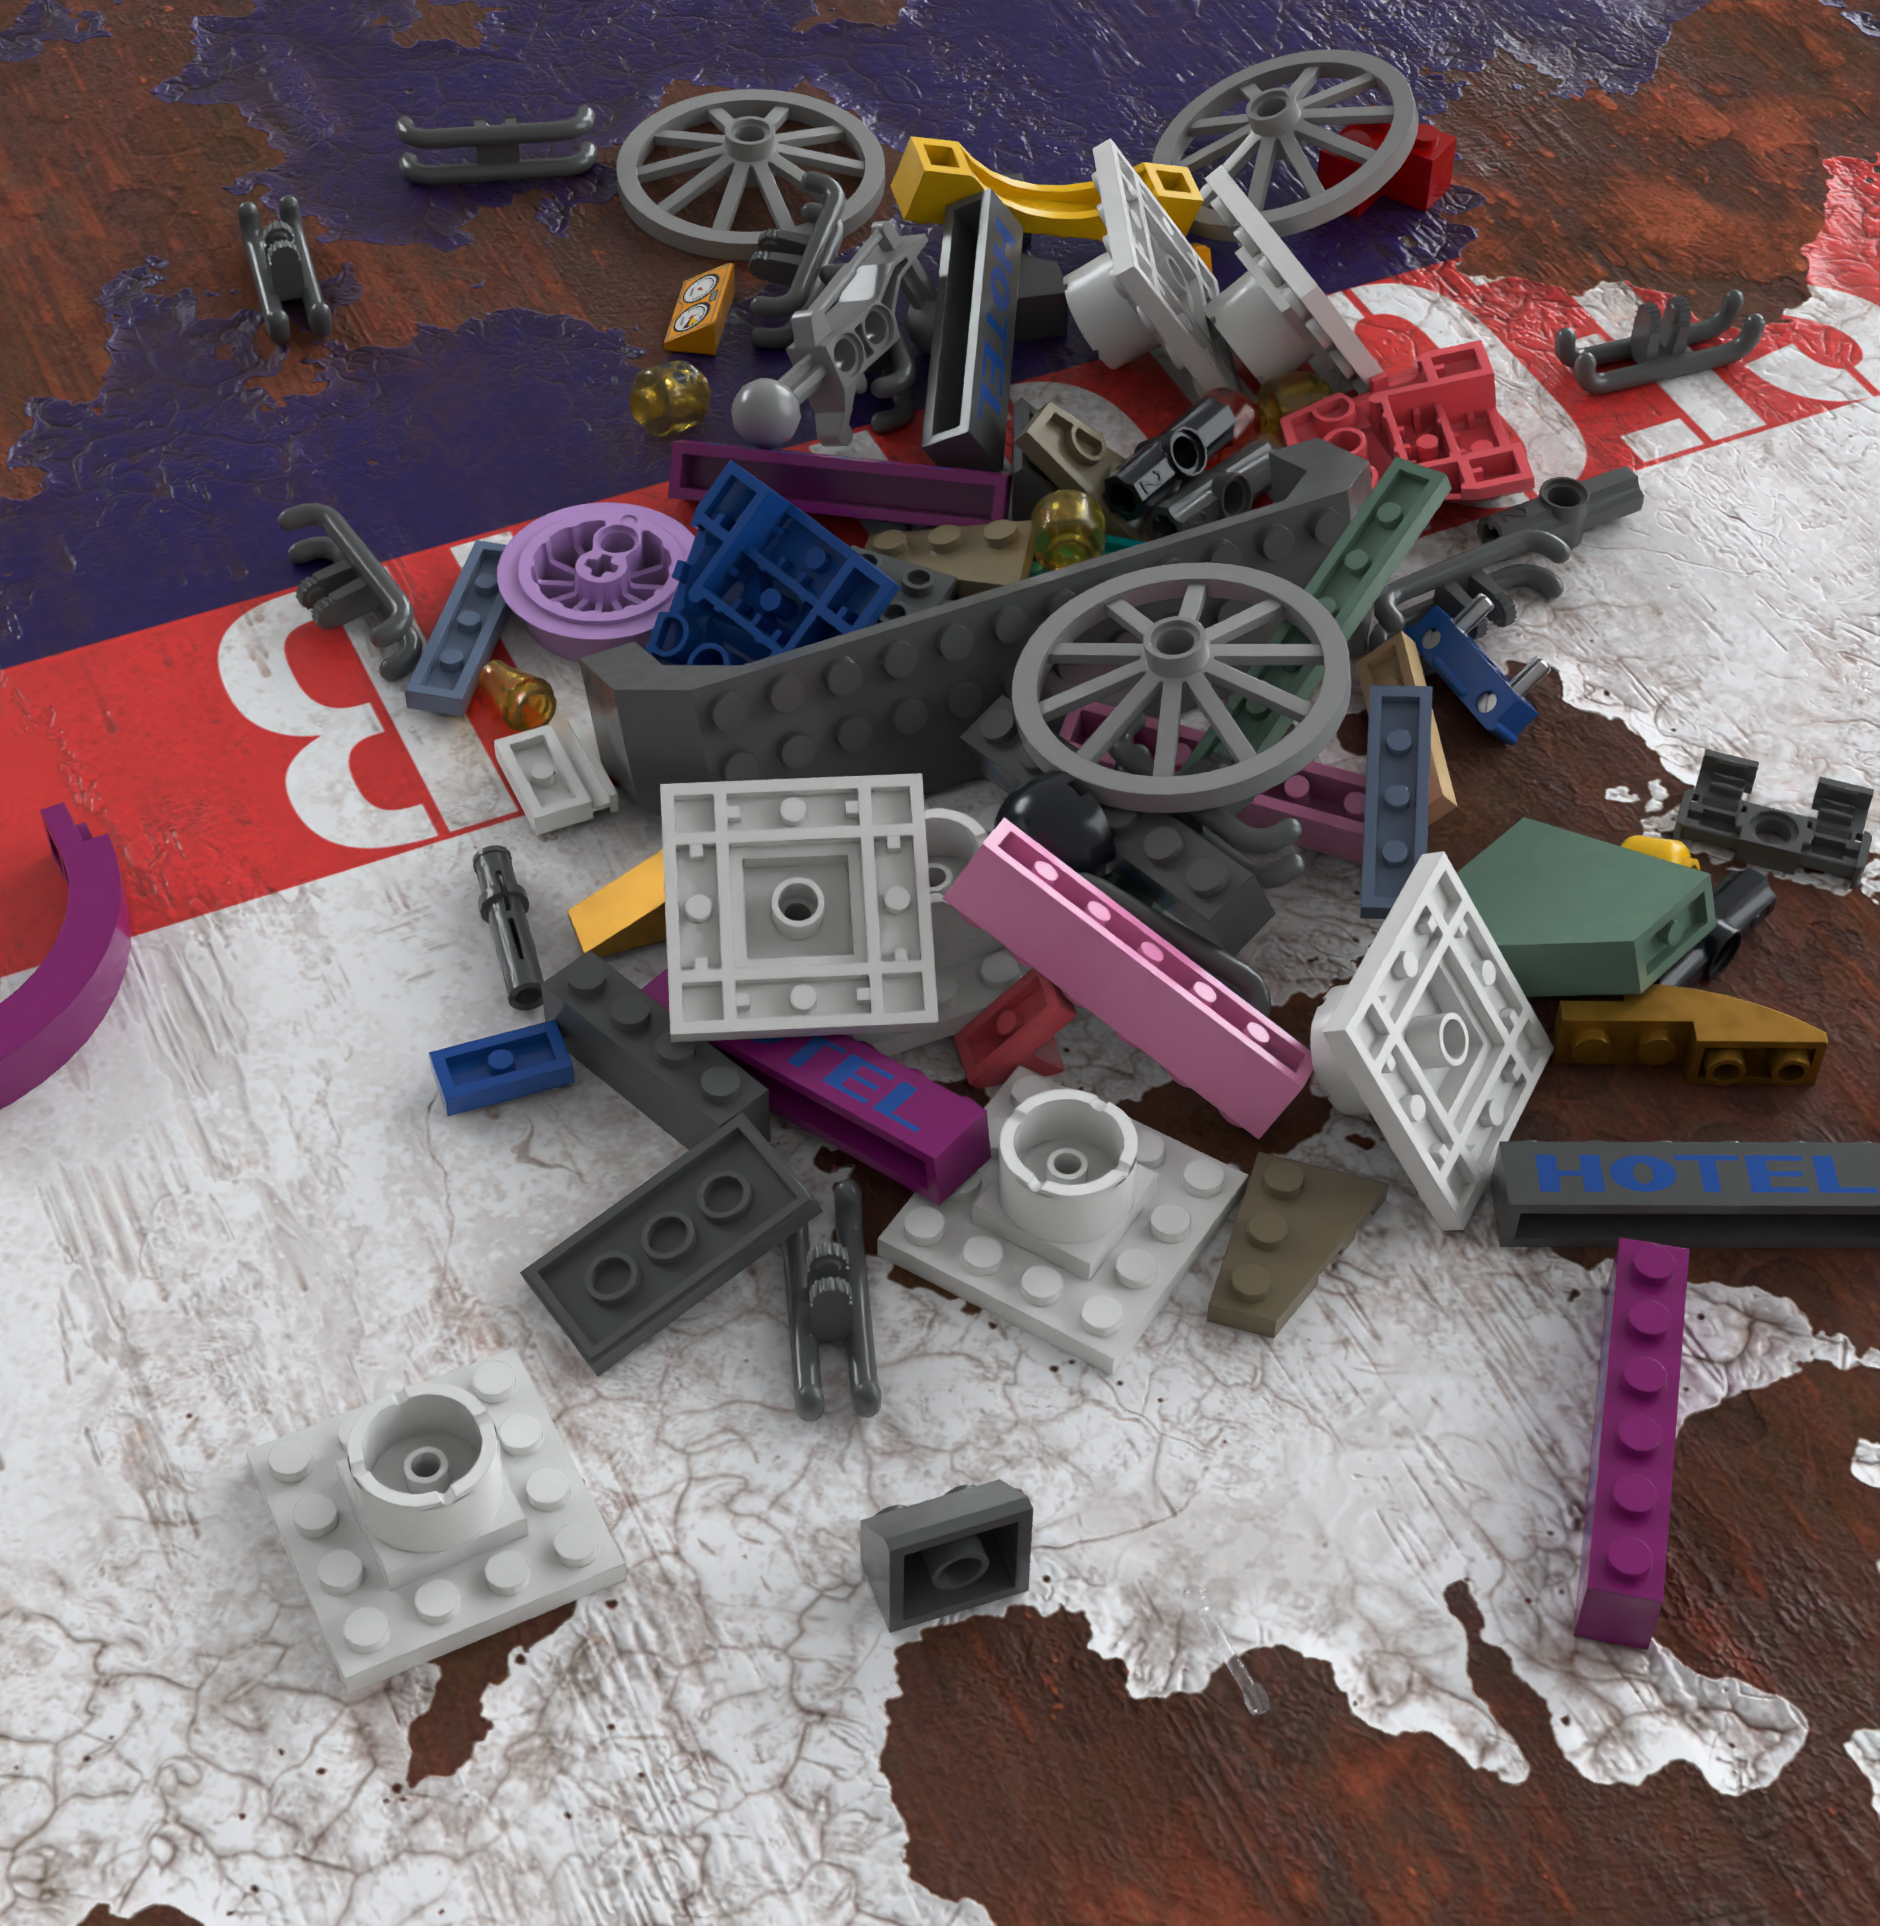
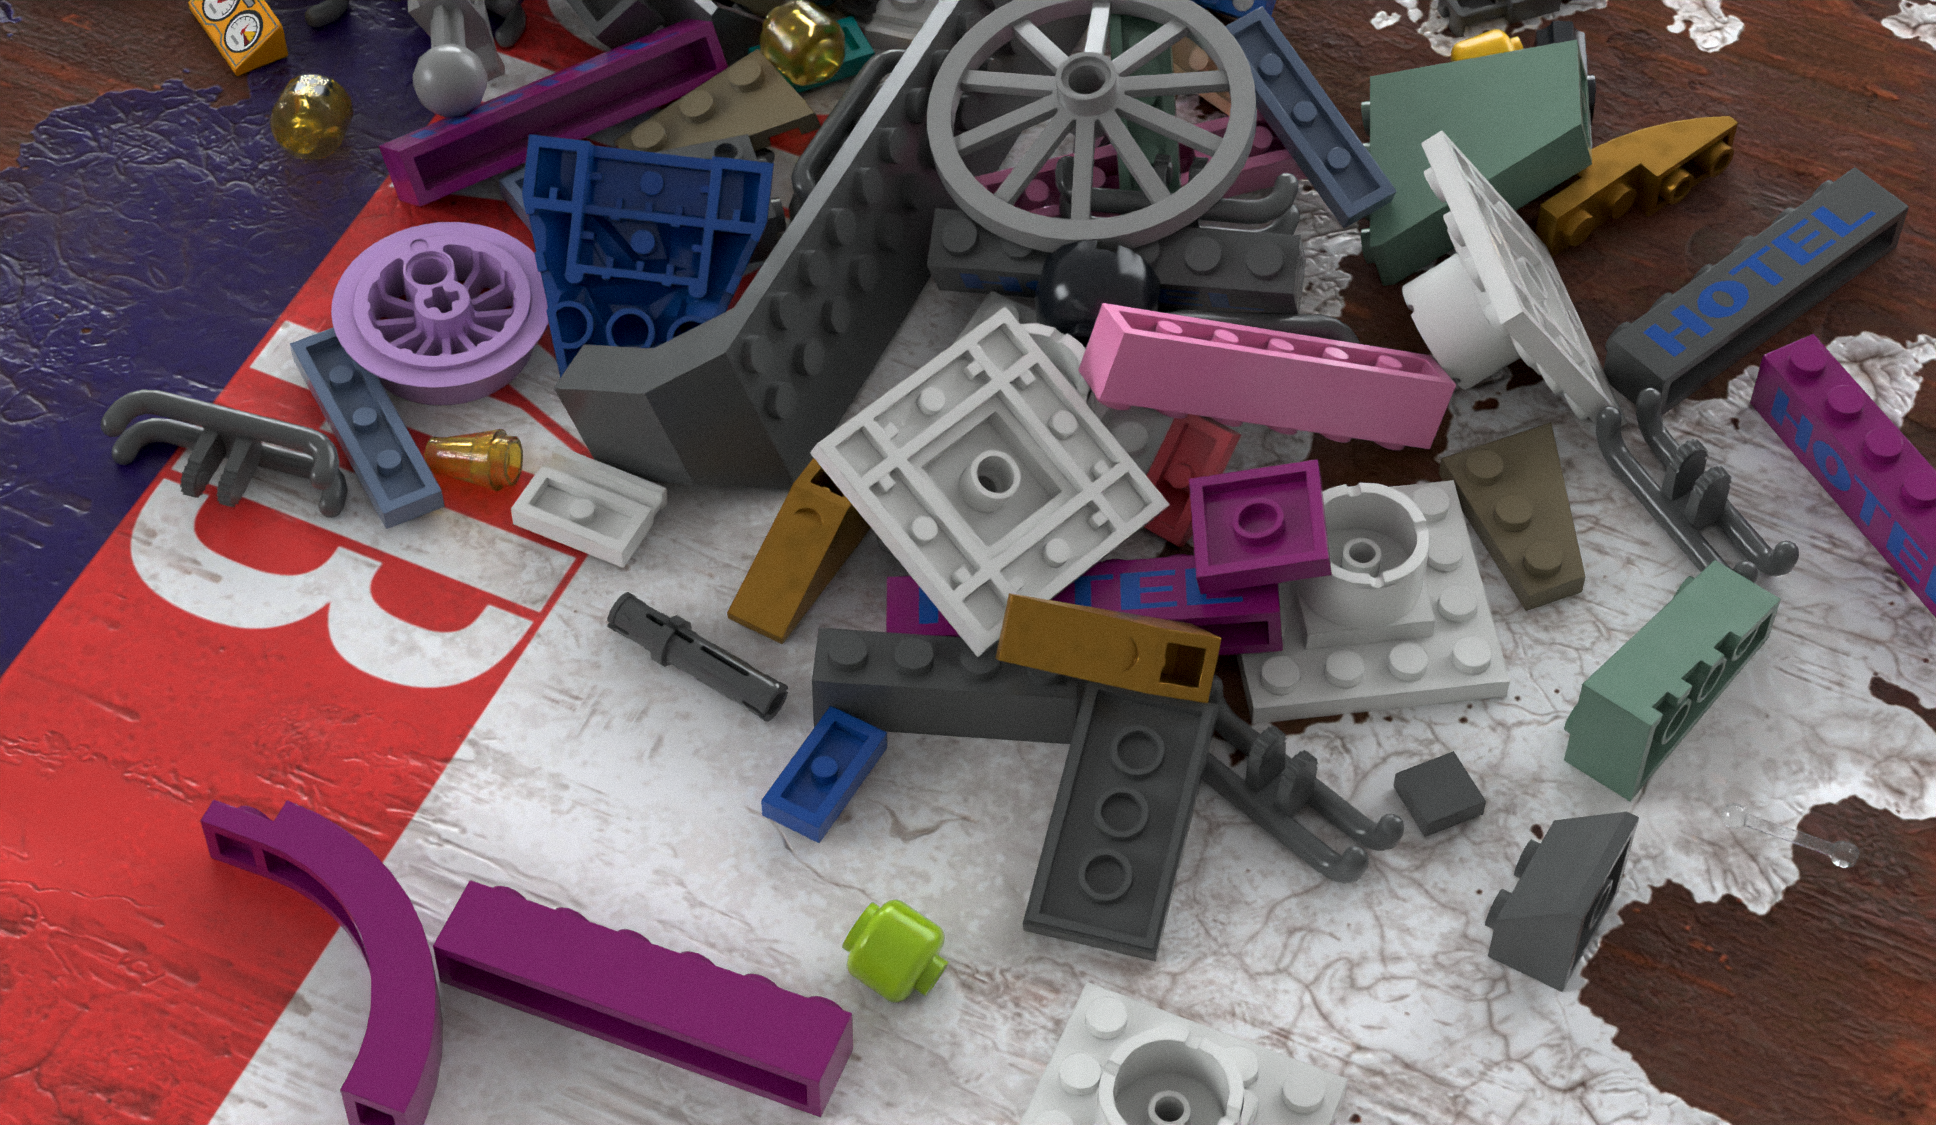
camera: 40 degrees left, 5 degrees up
(198, 1138) = (645, 997): none -> magenta brick
(400, 1223) = (895, 950): none -> lime head
(764, 1094) = (1110, 647): none -> pearl gold slope
(958, 1406) = (1439, 793): none -> dark grey tile
(976, 1077) = (1259, 527): none -> magenta plate
(1246, 1440) = (1667, 678): none -> sand green wedge
(1445, 1315) = (1688, 494): none -> dark grey piece

